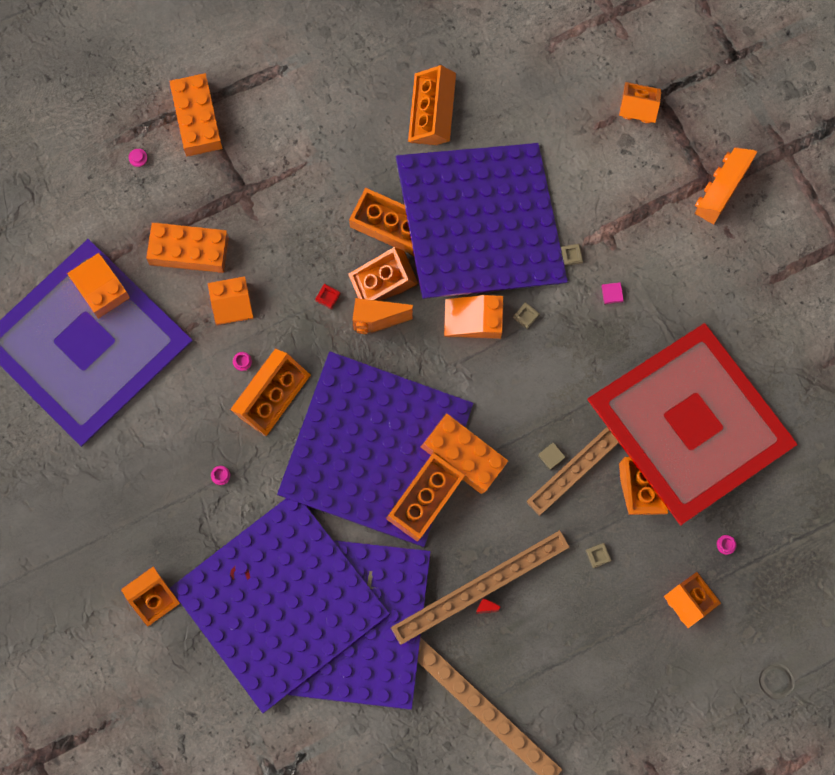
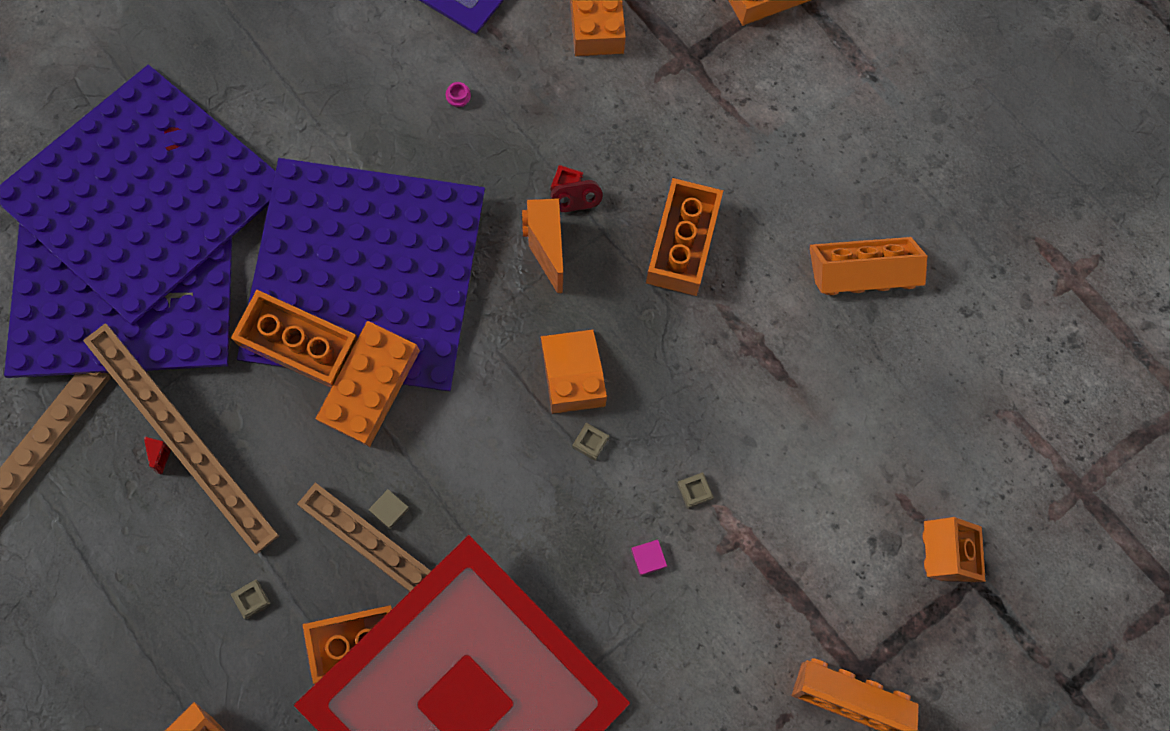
camera: 75 degrees right, 5 degrees down
(150, 596) = (132, 41): orange slope -> none
(220, 475) = (302, 95): dark pink plate -> none
(230, 300) = (536, 65): orange slope -> none
(270, 391) = (420, 132): orange slope -> none
(343, 290) = (577, 195): none -> dark red plate
(384, 276) = (607, 243): orange slope -> none
(480, 220) = (714, 353): dark purple baseplate -> none

